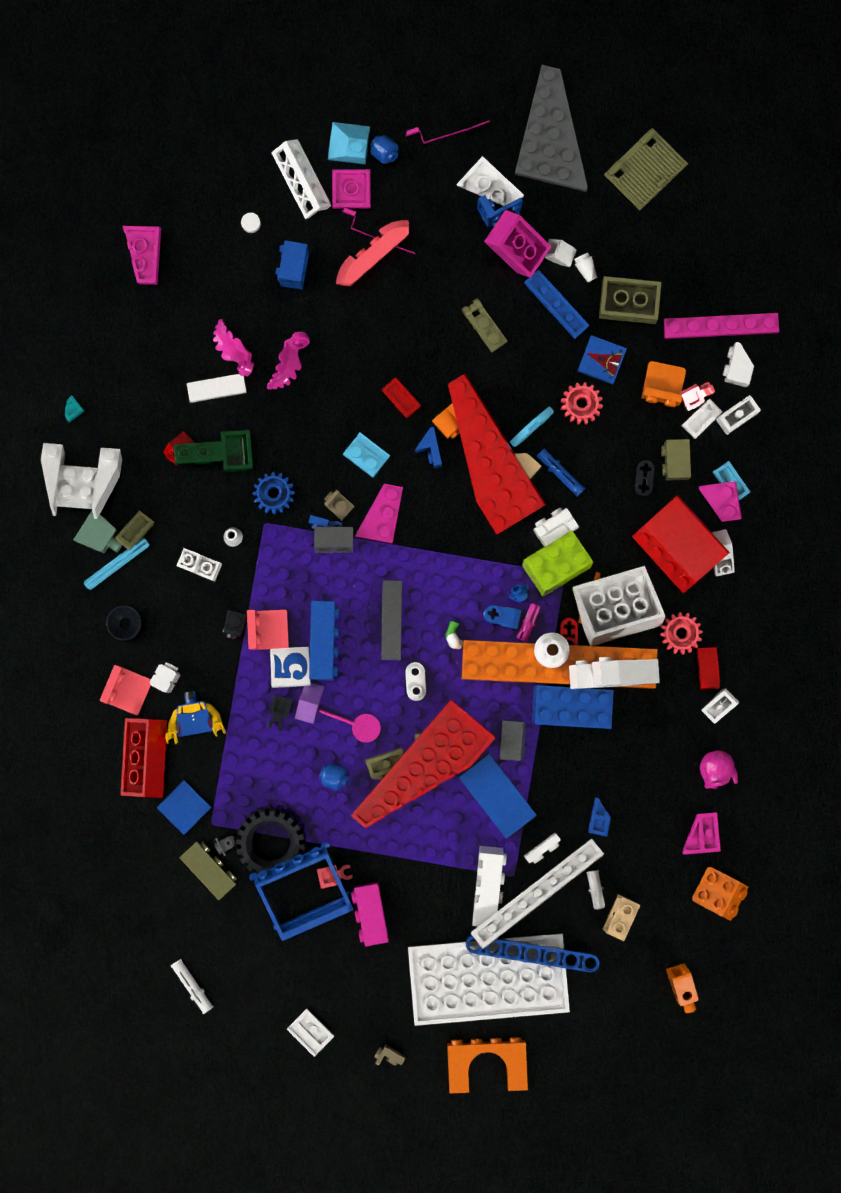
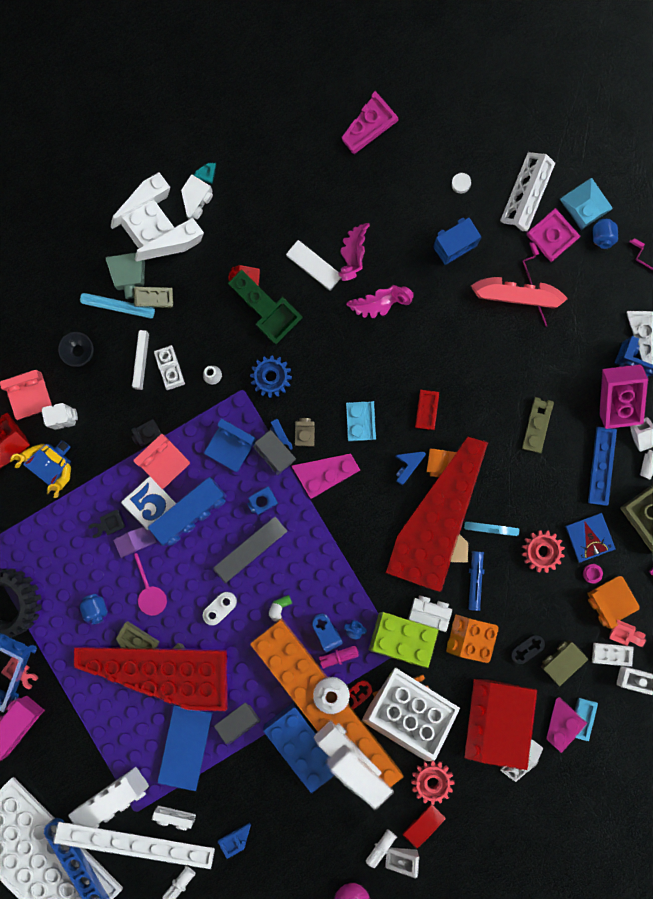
camera: 55 degrees right, 0 degrees up
(83, 432) = (195, 195): none -> white slope
(174, 581) = (140, 360): none -> white tile
(299, 568) = (230, 445): none -> blue bracket
(363, 571) = (271, 501): none -> blue brick
(601, 512) = (472, 639): none -> orange bracket
(630, 381) = (592, 573): none -> dark pink plate
(697, 714) = (381, 848): none -> white axle

